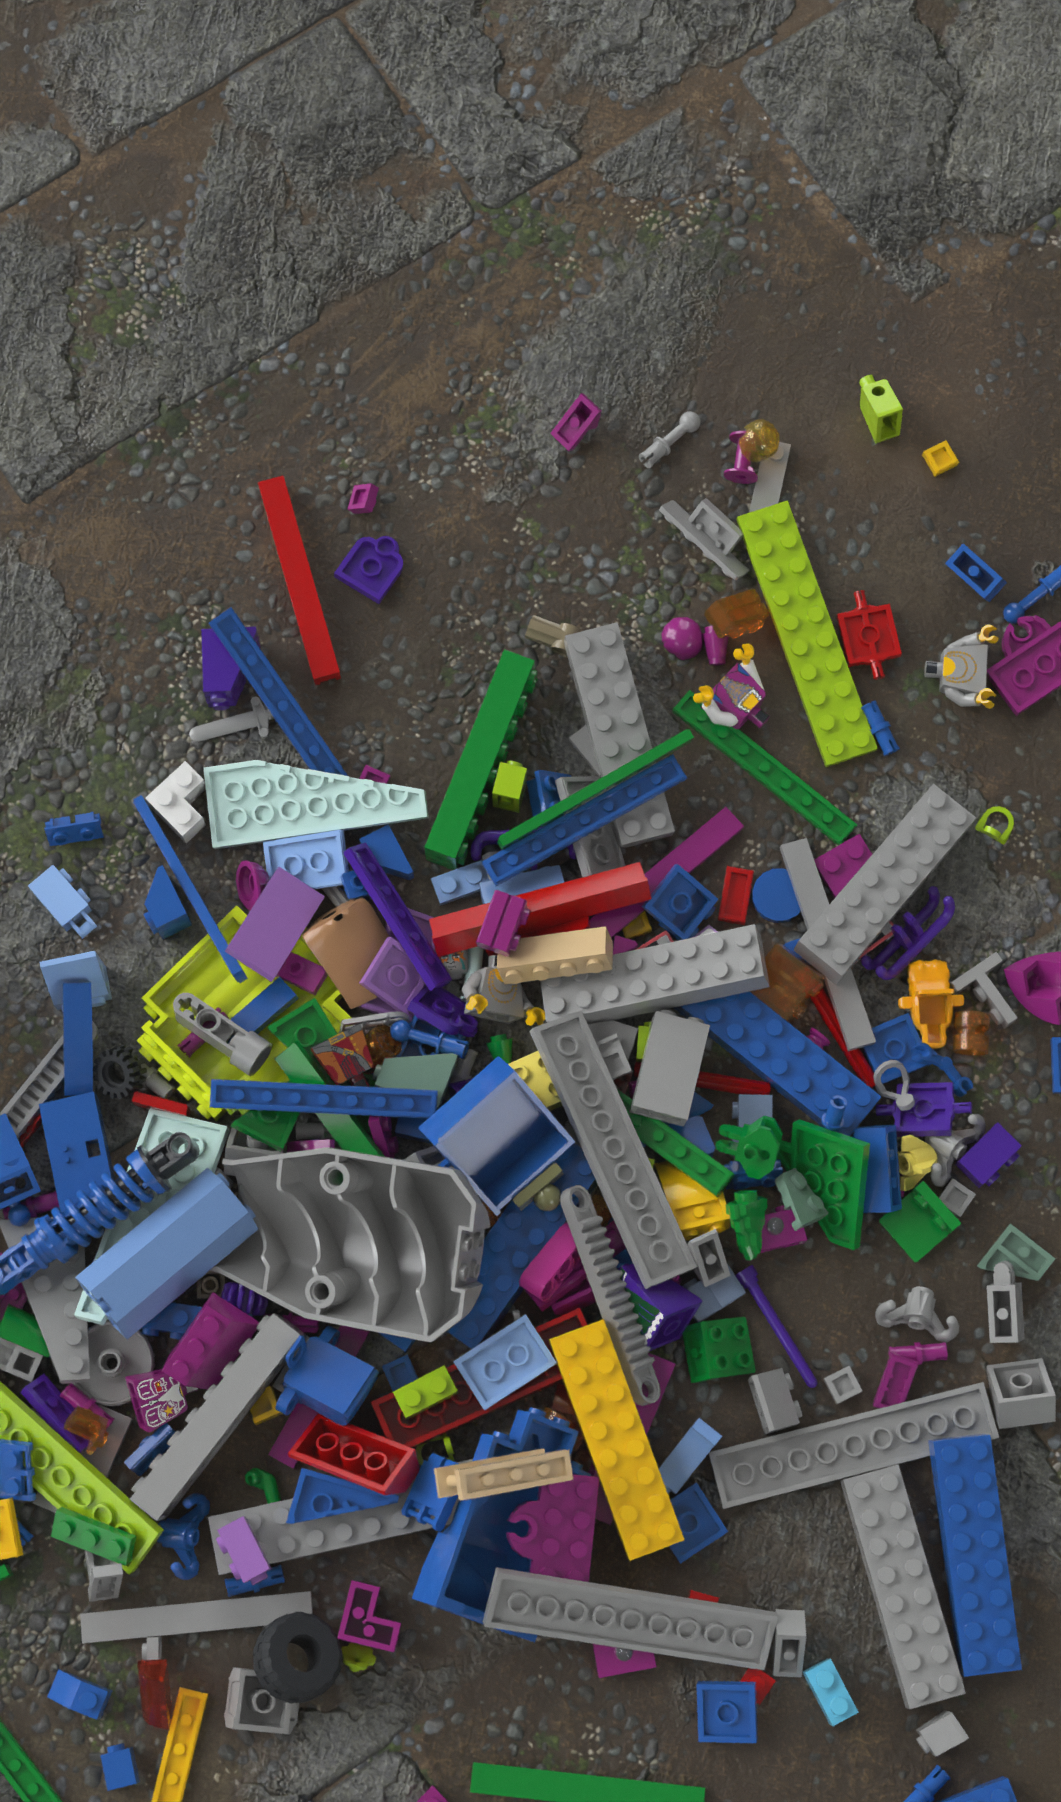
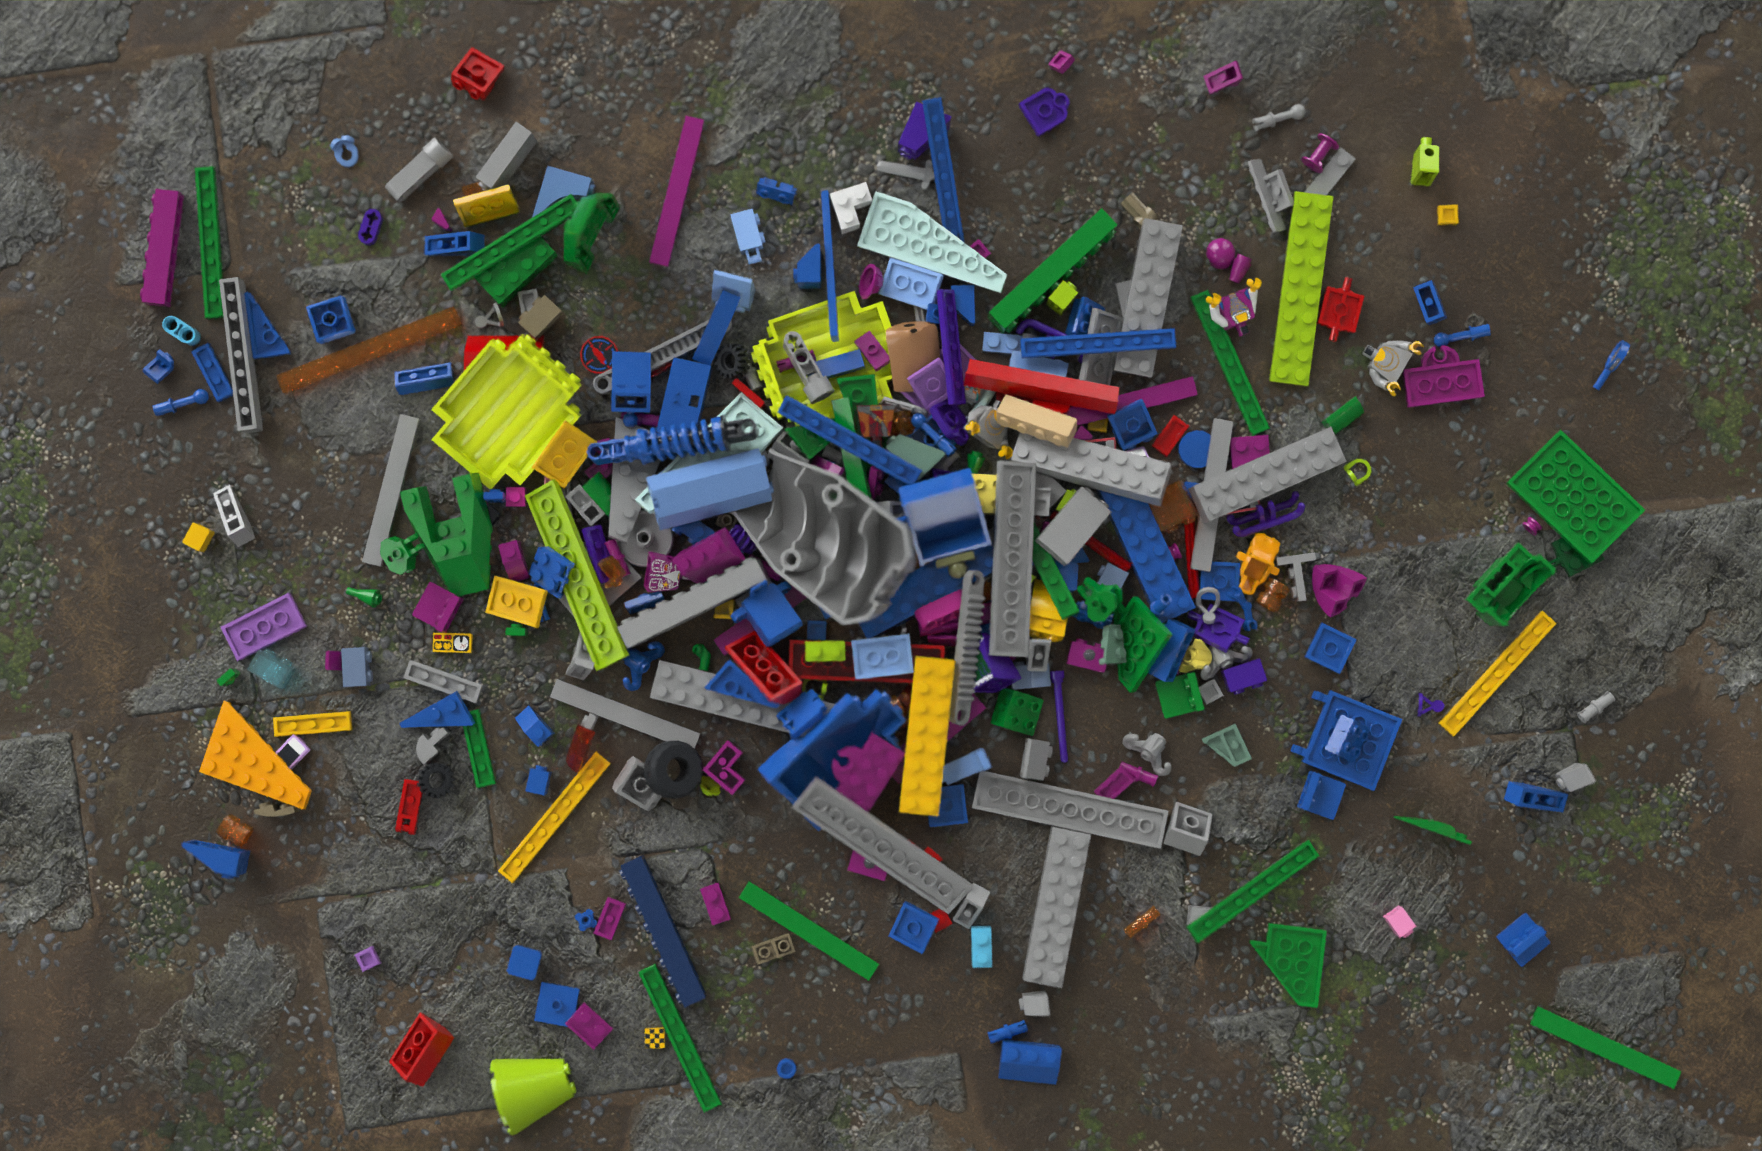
camera: 30 degrees right, 10 degrees up
(93, 1536) = (585, 637): green plate -> none
(236, 1587) = (669, 711): blue pin -> none
(245, 1551) = (671, 692): medium lavender brick -> none
(274, 924) = (872, 315): medium lavender tile -> none
(299, 580) = (994, 96): red tile -> none
(502, 923) = (1013, 386): magenta brick -> none
(503, 1474) = (847, 725): tan fence -> none
(595, 789) = (1112, 327): green tile -> none
(737, 614) = (1262, 255): clear orange brick -> none
(747, 1220) = (1073, 643): green rock -> none
(759, 441) = (1335, 148): clear yellow hair -> none
(842, 1384) = (1081, 769): light grey plate -> none
(880, 728) = (1316, 373): blue pin -> none
(942, 763) = (1344, 415): none -> green brick
(974, 1555) = (1109, 909): blue brick -> none
(1005, 1305) = (1205, 772): light grey hinge -> none
(1025, 1549) = (1141, 922): none -> clear orange pin

